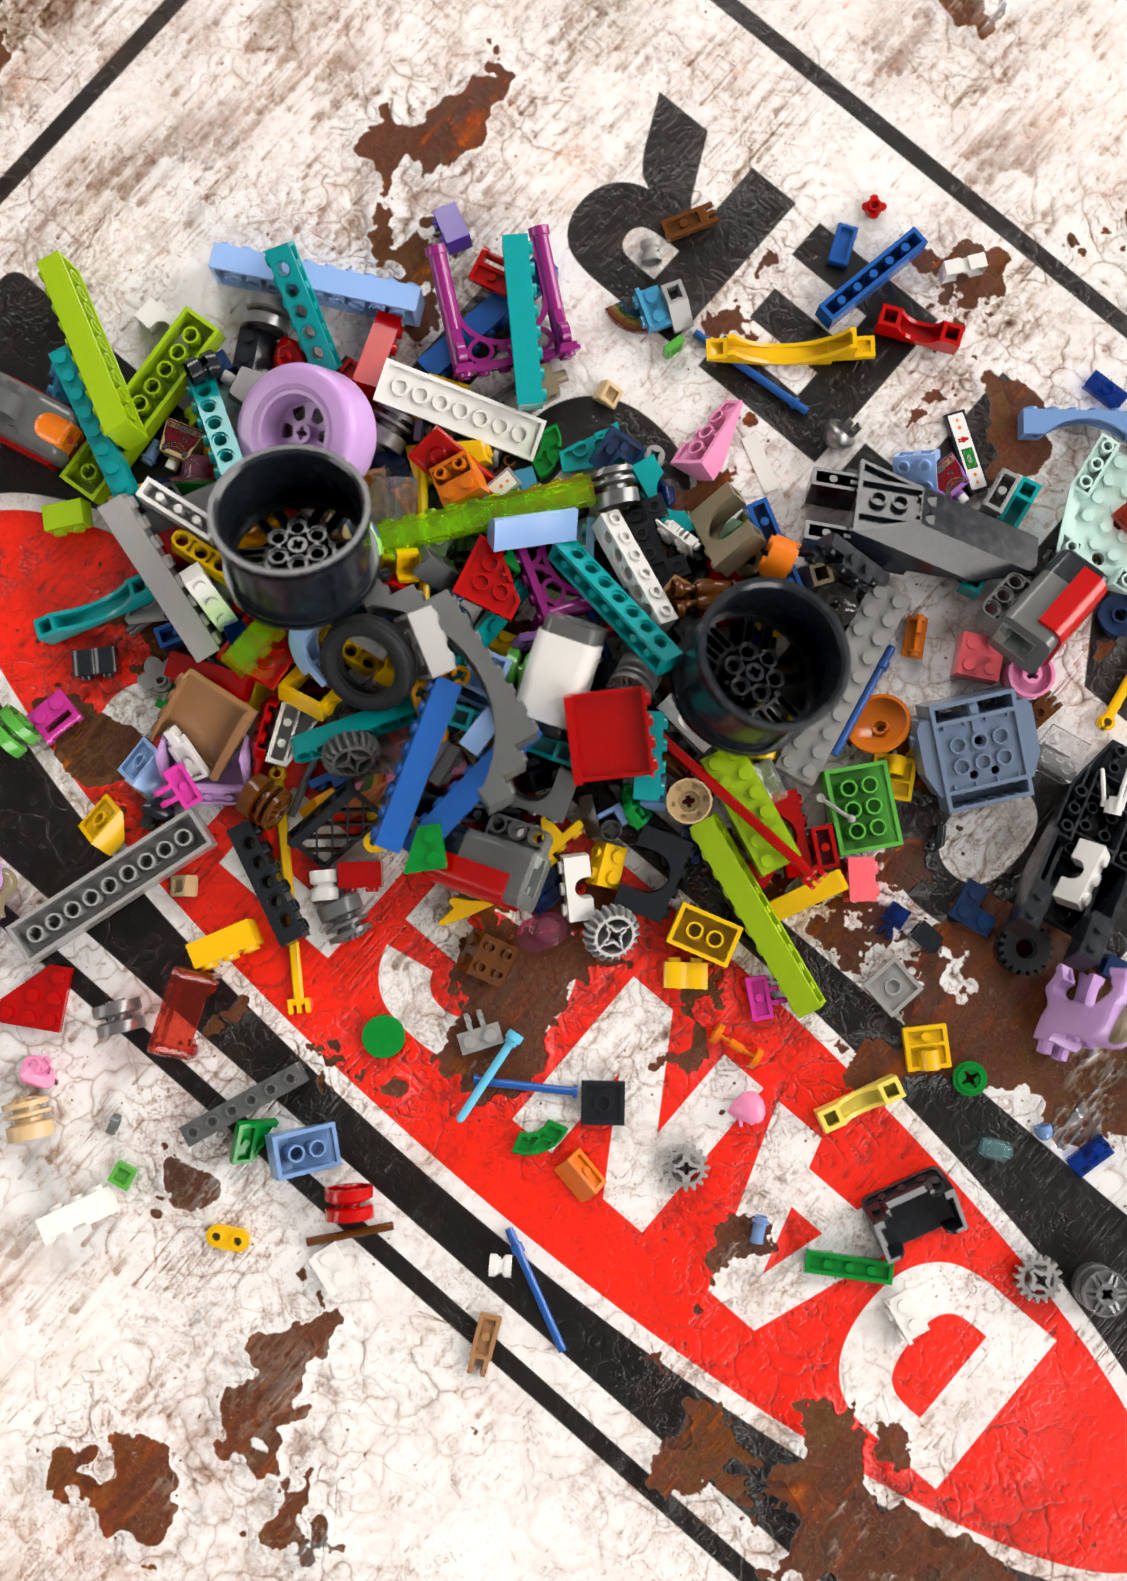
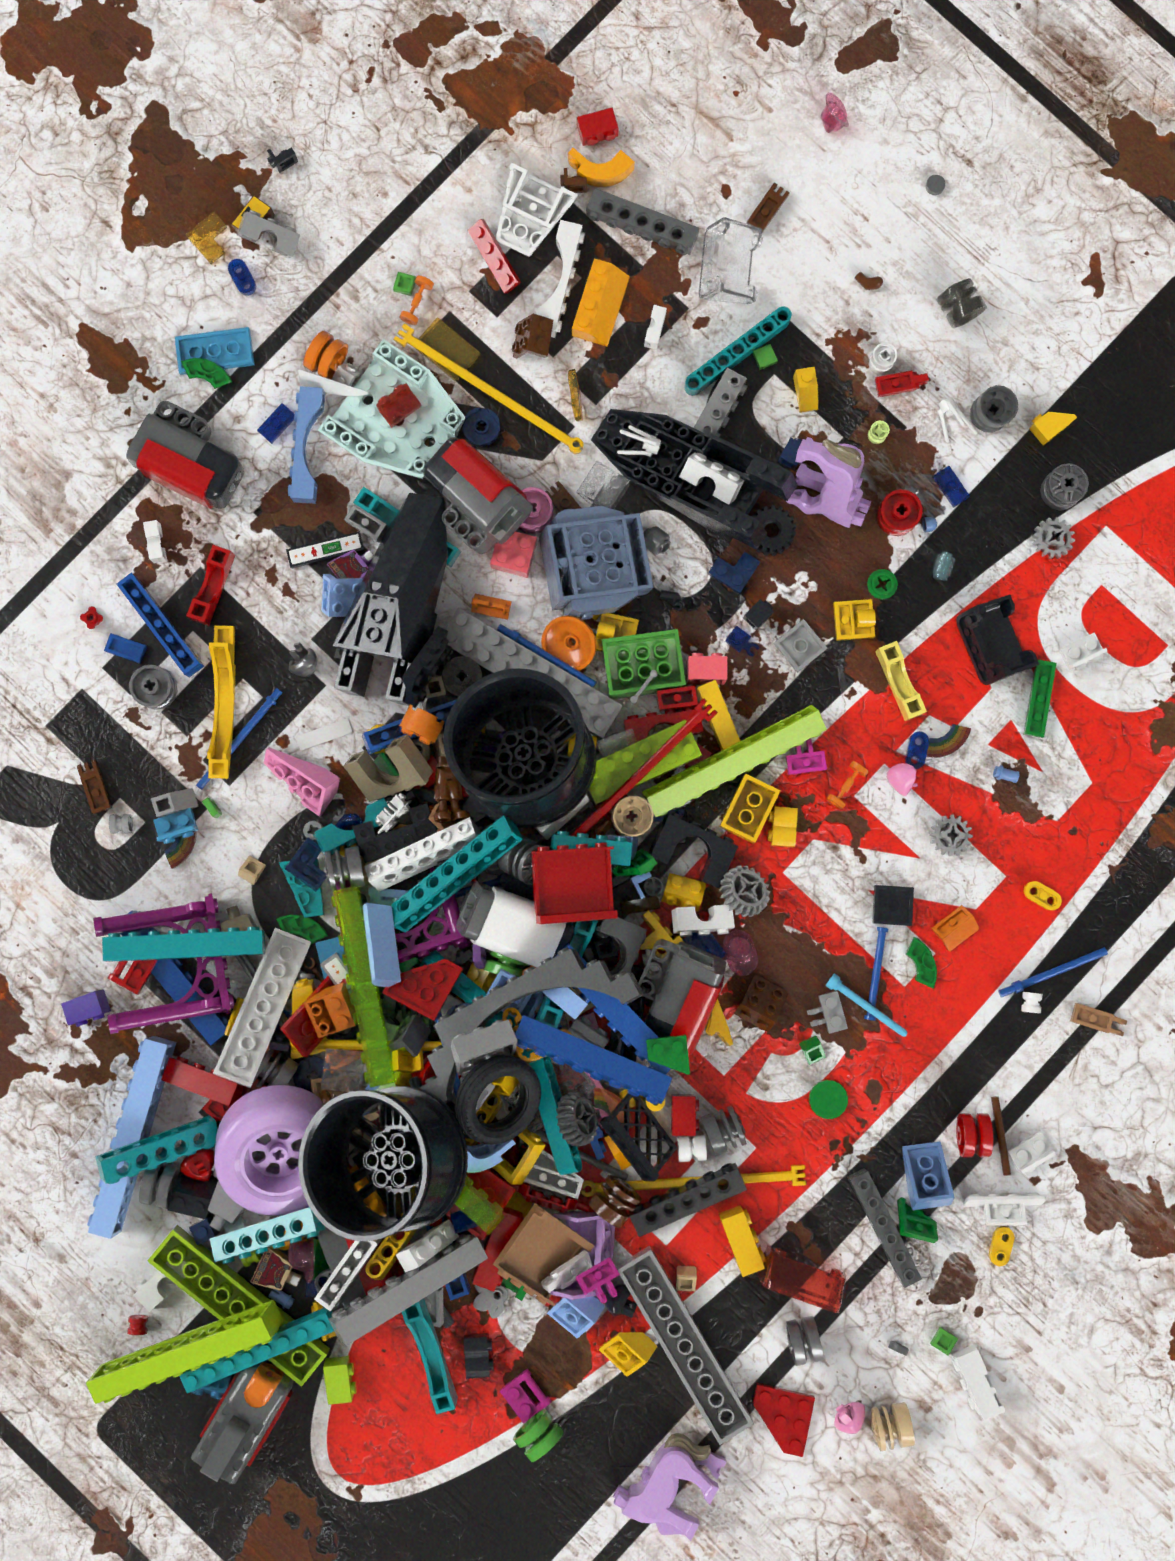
camera: 90 degrees left, 0 degrees up
(120, 305) = (137, 1325): none -> red wheel
(202, 368) = (209, 1246): black wheel -> none
(267, 1240) = (1004, 1209): none -> white bracket
(437, 1017) = (812, 1050): none -> green slope
(523, 625) = (462, 957): none -> black bracket
(621, 1274) = (1041, 895): none -> yellow plate
(779, 1125) = (917, 751): none -> clear blue plate
(790, 1161) = (948, 743): none -> clear smoke tile
(802, 275) = (163, 692): none -> flat silver wheel
(1002, 817) = (656, 540): none -> dark grey head
(1060, 289) = (184, 458): none -> piece
(1068, 1096) = (890, 508): none -> red wheel

